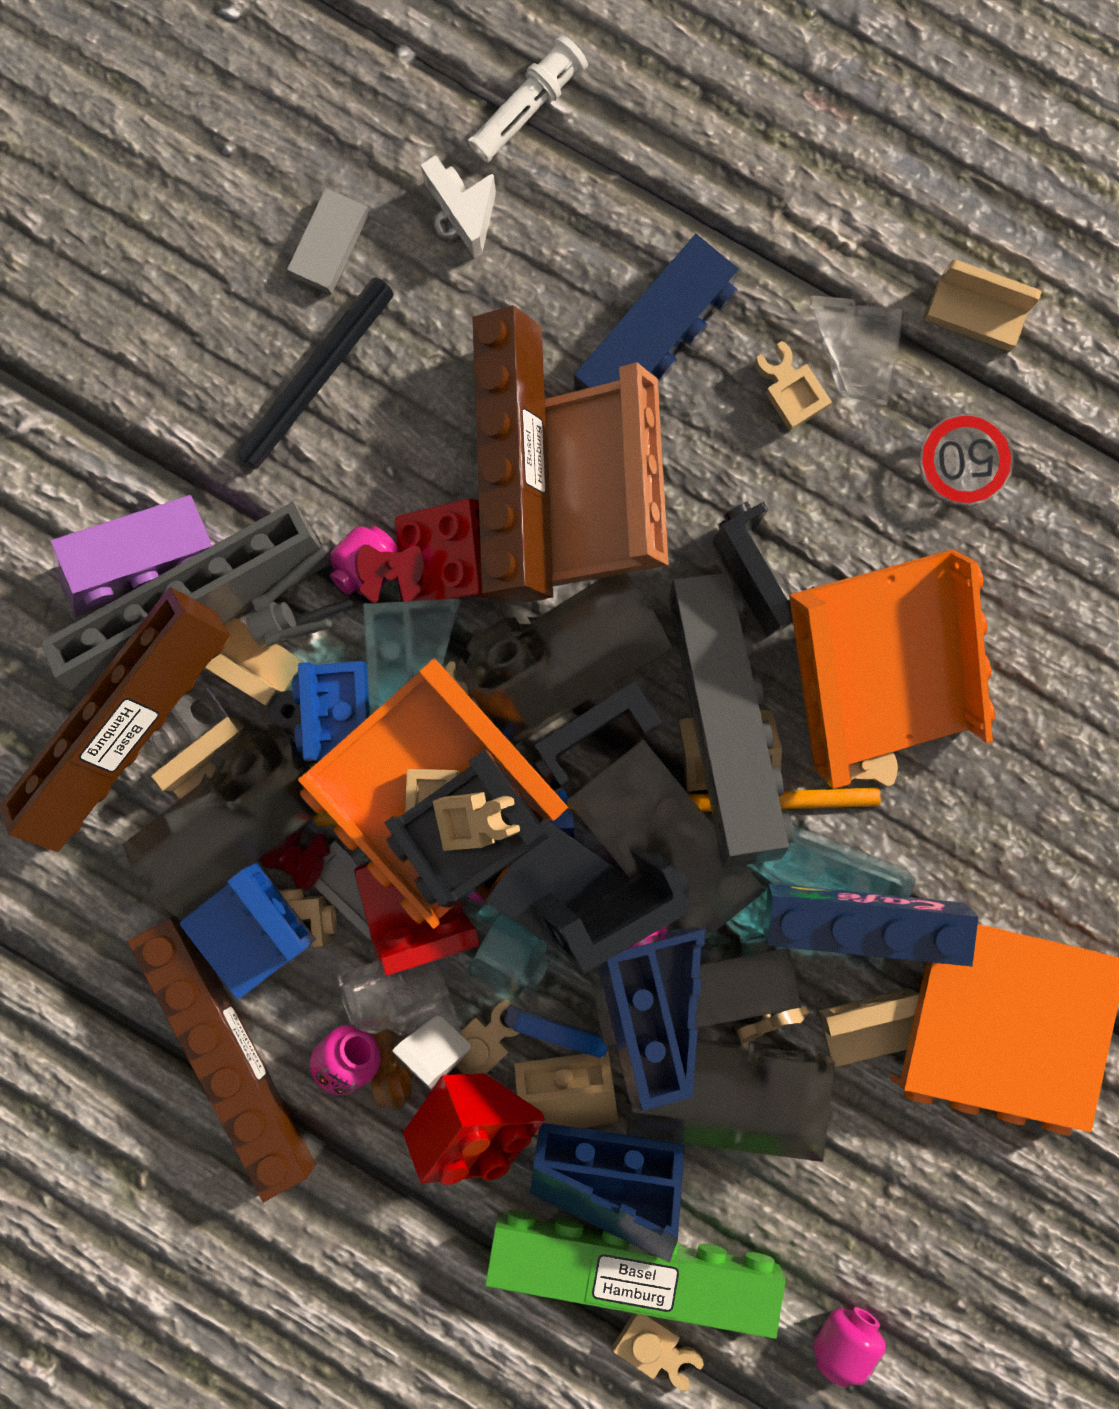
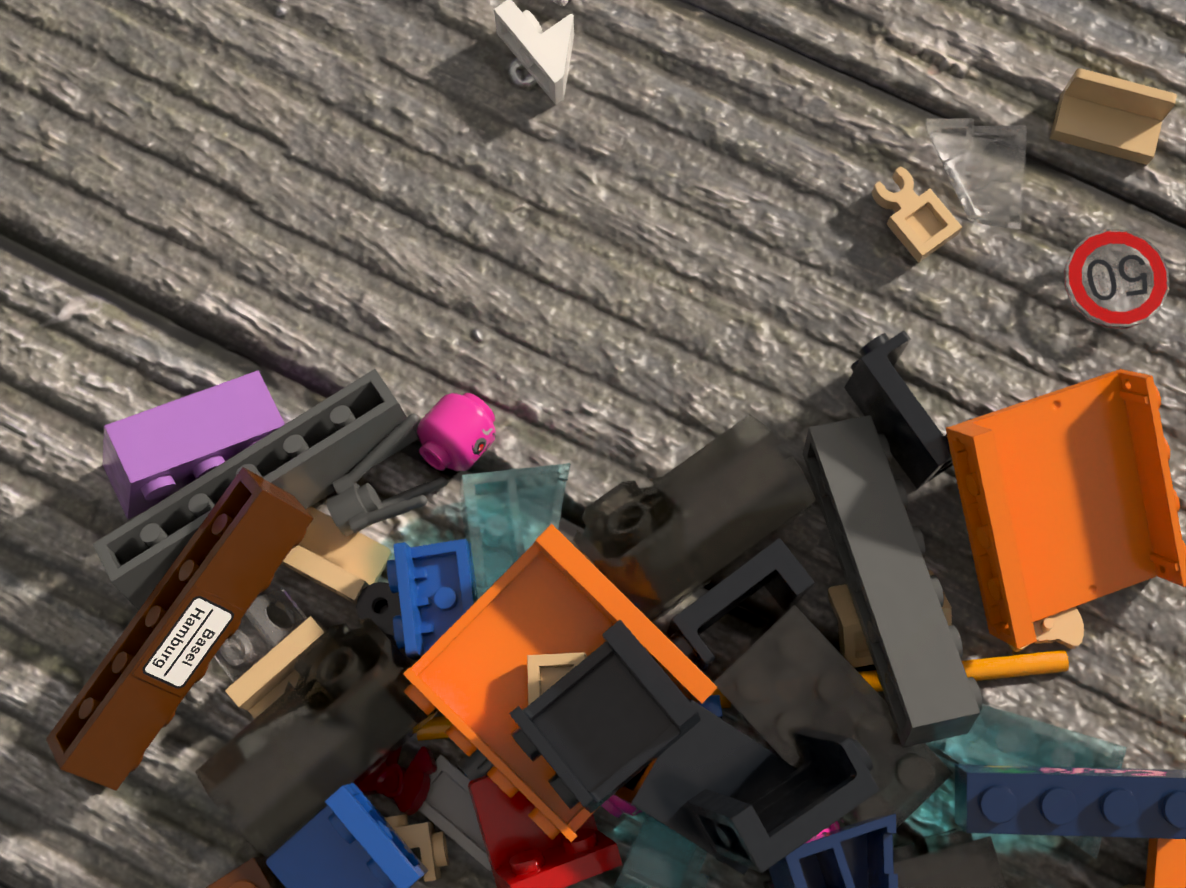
camera: 10 degrees left, 10 degrees down
(314, 373) = (387, 235): black axle -> none
(328, 241) = (396, 96): light grey tile -> none
(374, 565) = (472, 433): dark red piece -> none
(449, 548) = (556, 415): red bracket -> none
(470, 821) = (611, 704): tan plate -> none
(512, 457) = (618, 307): reddish brown brick -> none
(606, 479) = (691, 331): nougat panel -> none
(664, 316) = (761, 163): dark blue brick -> none

